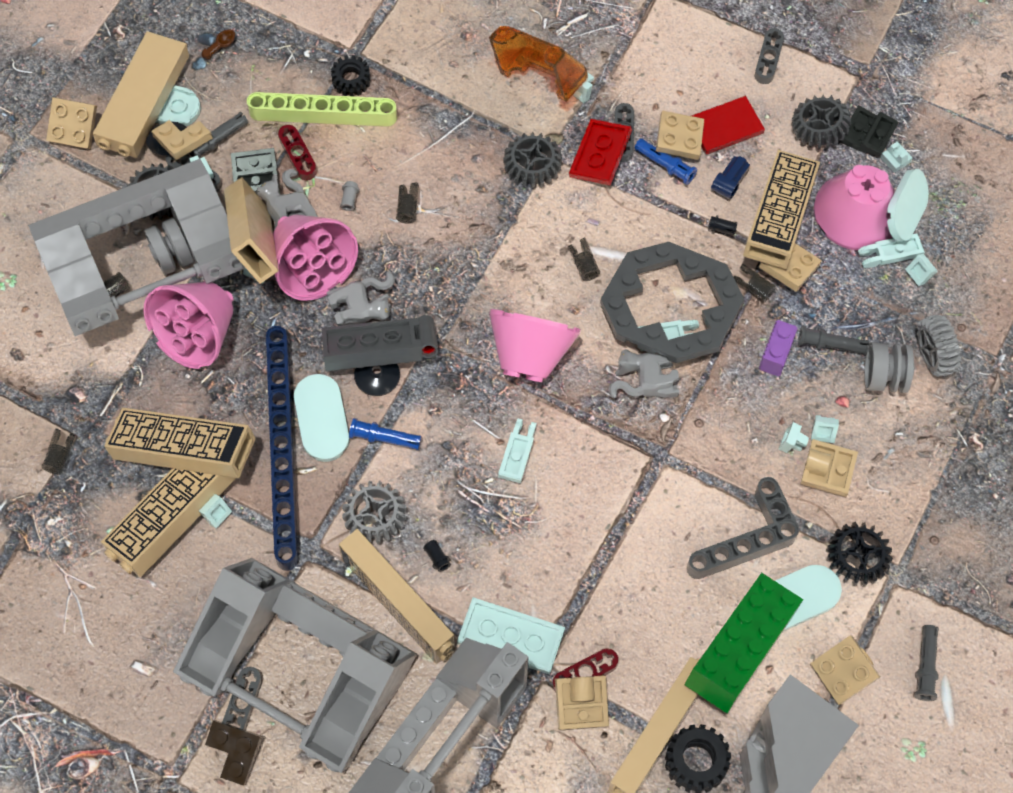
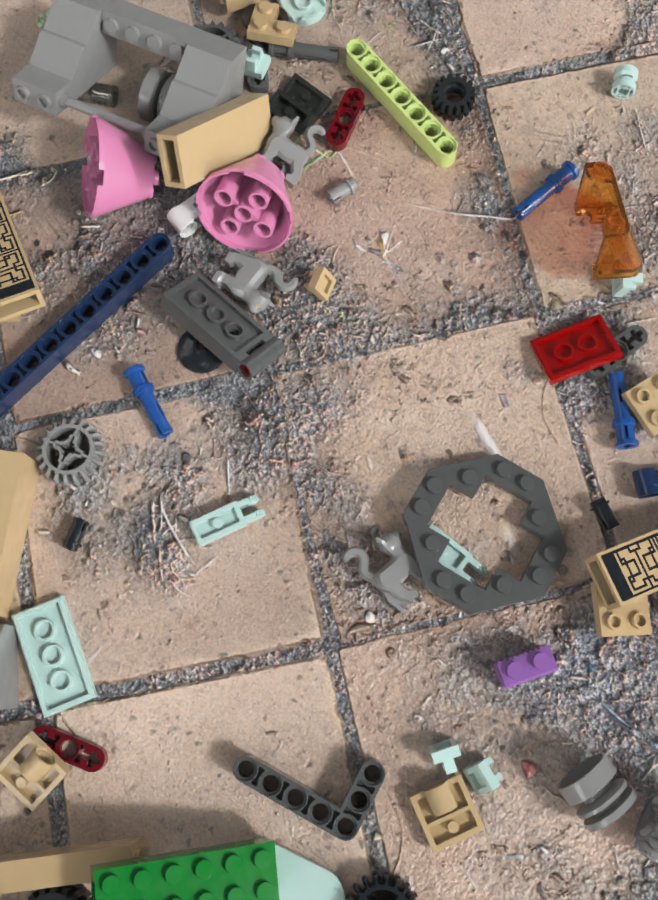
camera: 55 degrees right, 10 degrees up
(271, 301) = (185, 217): none -> white piece
(321, 417) = (124, 339): light aqua tile -> none
(406, 260) = (321, 283): none -> tan tile
(407, 203) = (377, 238): clear smoke hinge -> none
(474, 71) = (553, 184): none -> blue pin
(530, 344) = (327, 445): bright pink cone -> none
(541, 168) = (526, 291): dark grey gear -> none
(584, 261) = (455, 425): clear smoke hinge -> none
(757, 284) = (572, 595): clear smoke hinge -> none
(823, 339) = (572, 699): dark grey pin -> none

